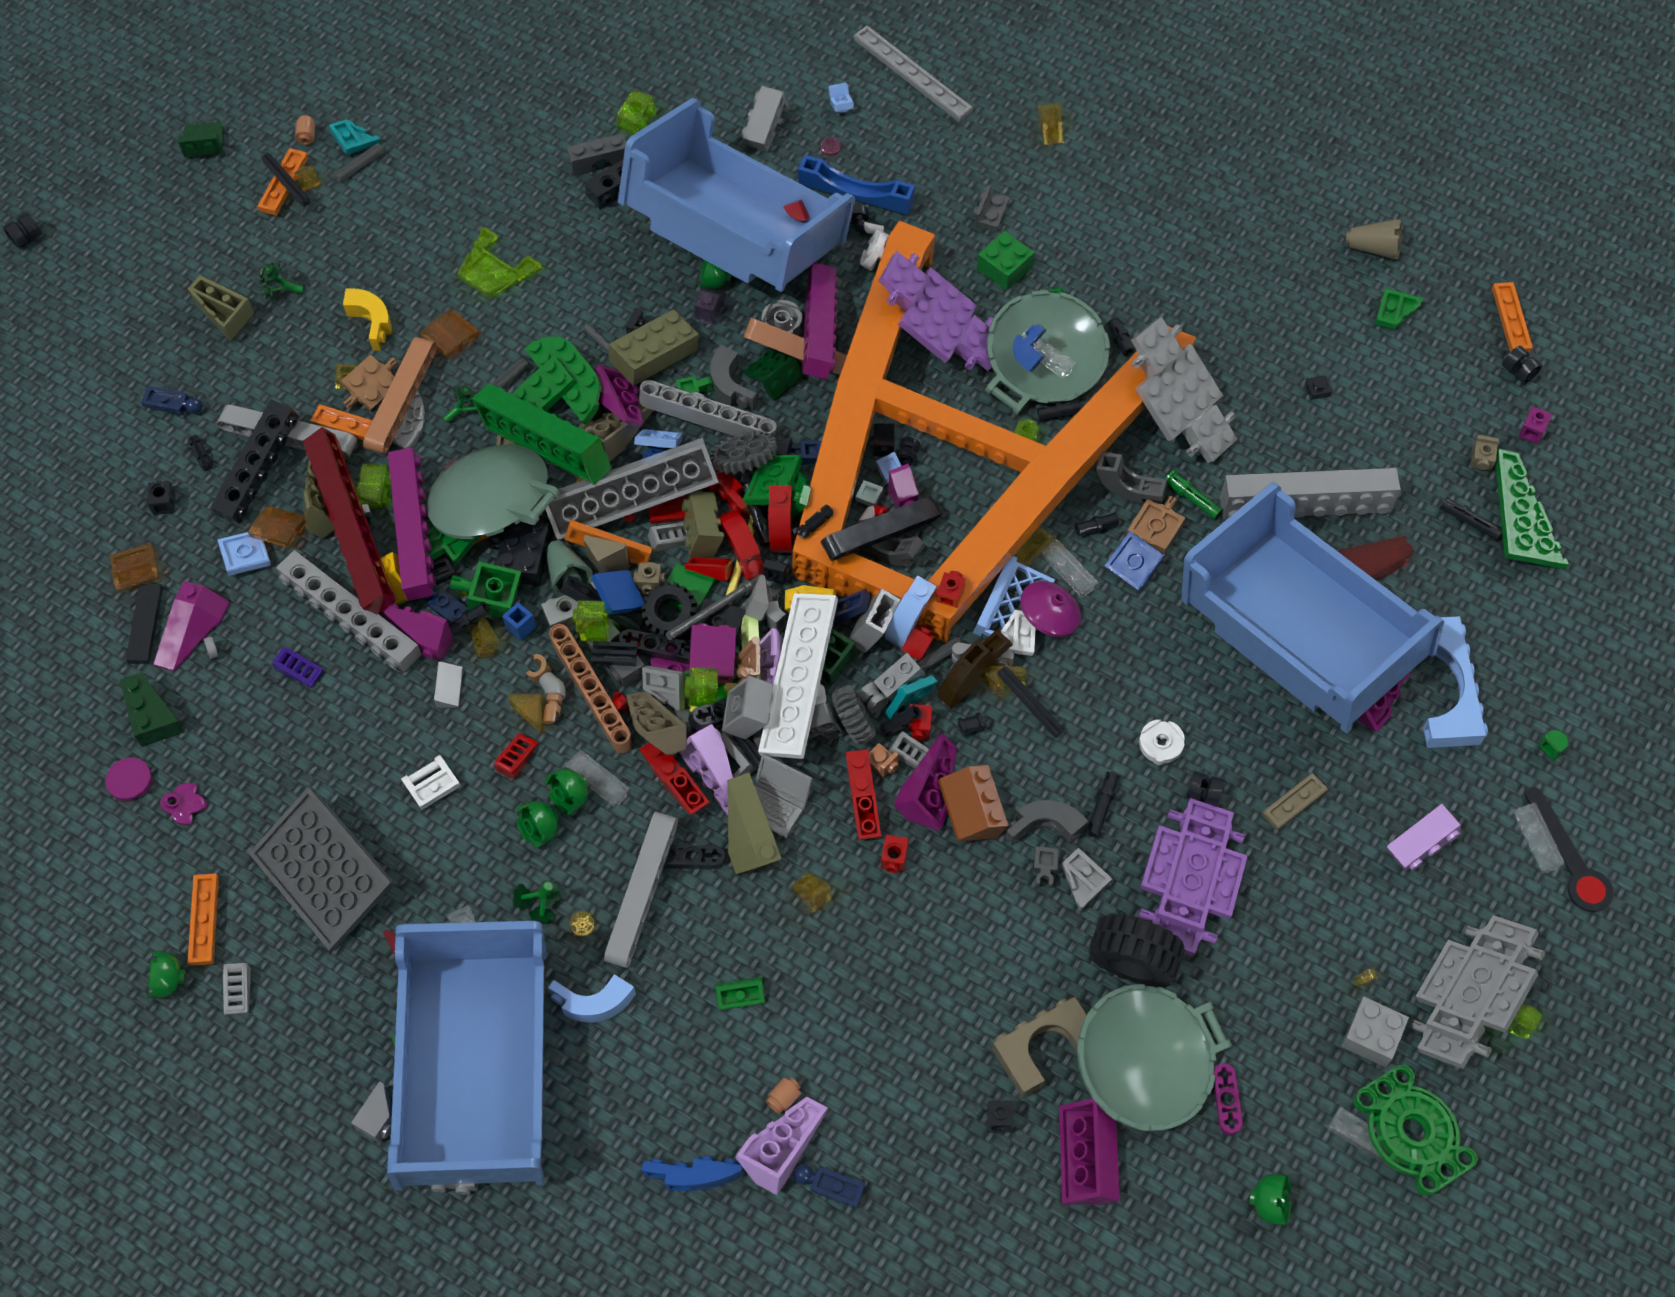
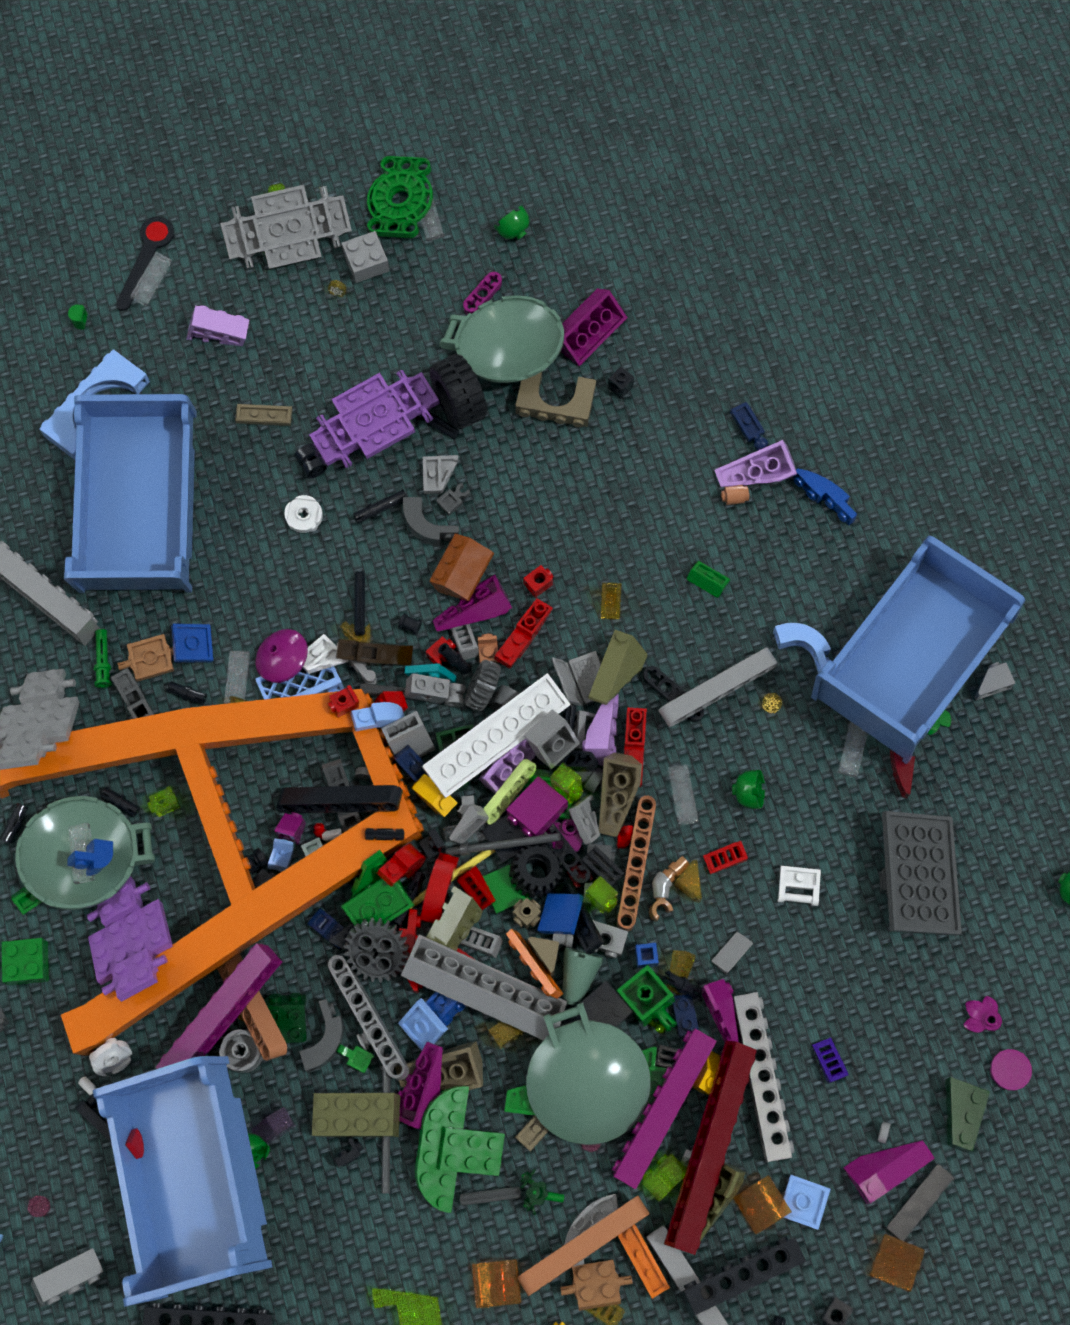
camera: 140 degrees left, 10 degrees up
(203, 919) = (1023, 910): orange plate -> none
(228, 979) = (1023, 854): light grey slope -> none
(542, 432) = (513, 1092): green brick -> none
(545, 894) = (789, 732): dark green plant -> none
(568, 790) = (712, 794): green cylinder -> none
(747, 661) = (525, 771): medium nougat piece -> none
(889, 195) = (71, 1155): blue arch -> none
(1380, 557) = (45, 512): clear red slope -> none

